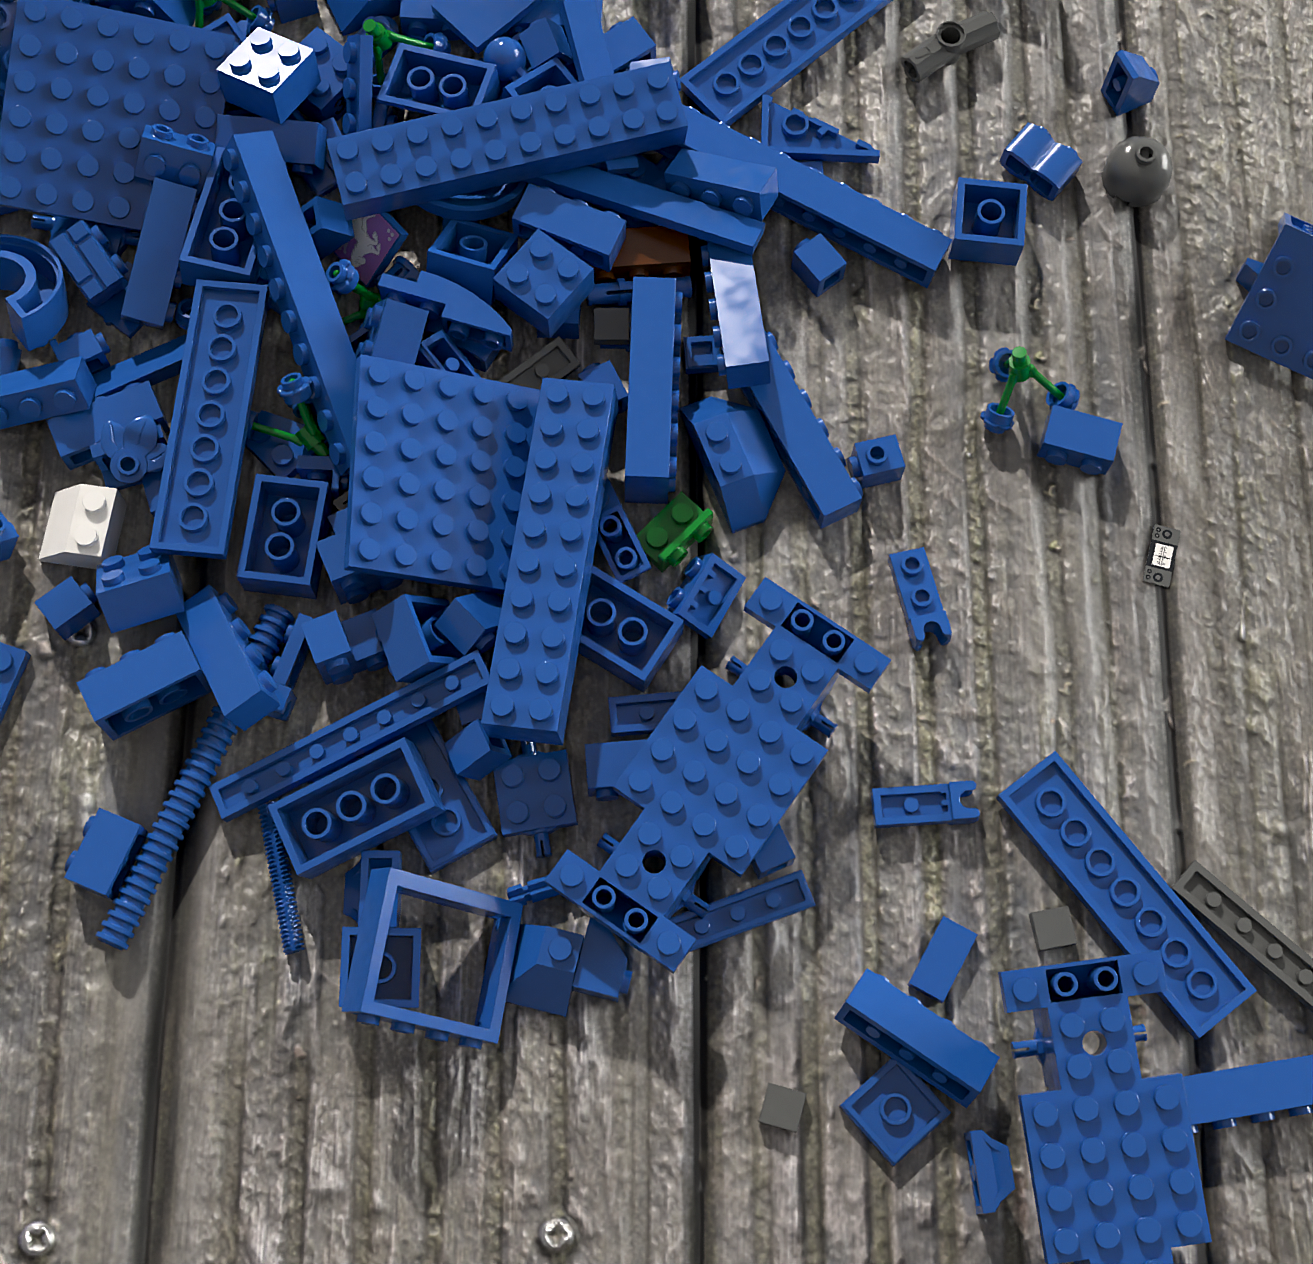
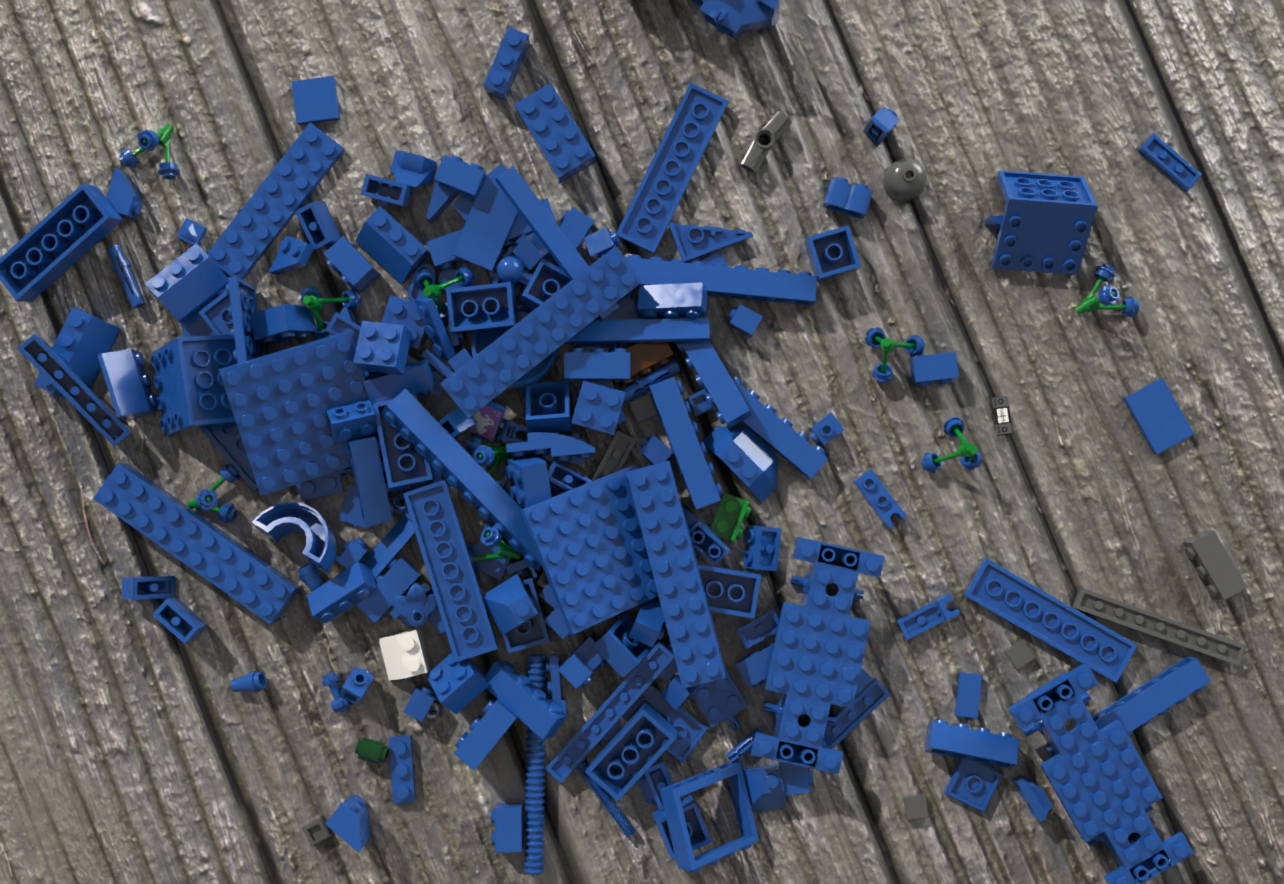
camera: 20 degrees left, 15 degrees up
(90, 263) = (332, 500): blue brick -> none
(276, 504) = (510, 604): none -> blue slope
(1079, 539) = (970, 456): none -> blue plant

